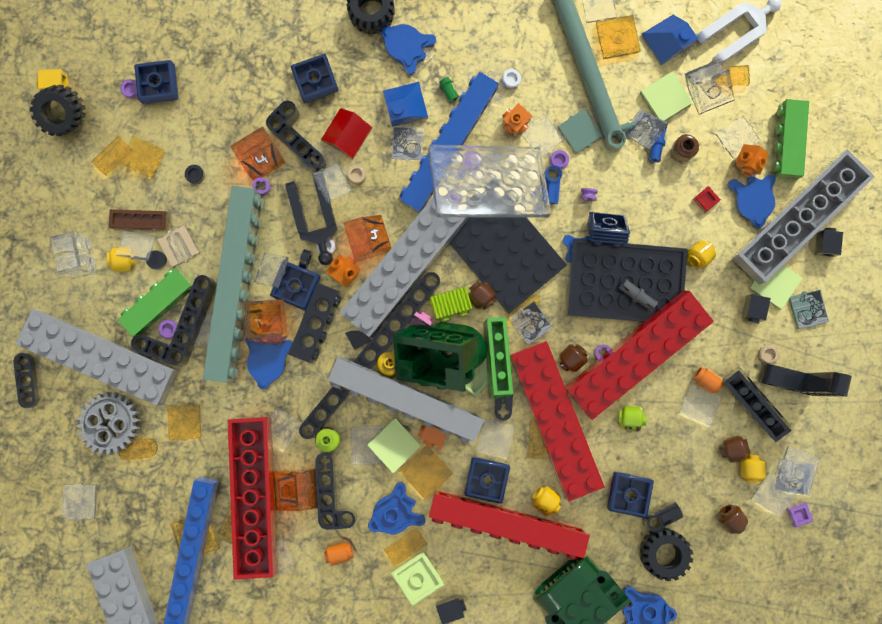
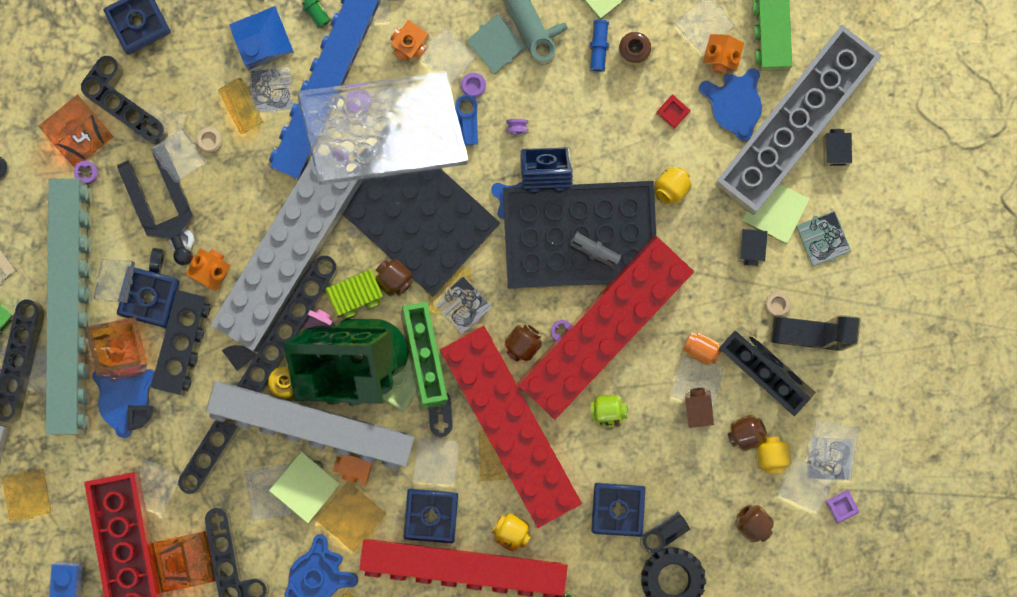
camera: 10 degrees left, 0 degrees up
(276, 374) = (139, 416): none -> black tile
(331, 433) = (226, 491): lime head -> none
(347, 132) = (189, 86): red slope -> none
(367, 237) = (234, 221): clear orange slope -> none
(383, 151) = (240, 105): none -> clear yellow tile
(647, 129) = (582, 30): clear piece -> none
(701, 425) = (699, 408): none -> reddish brown brick

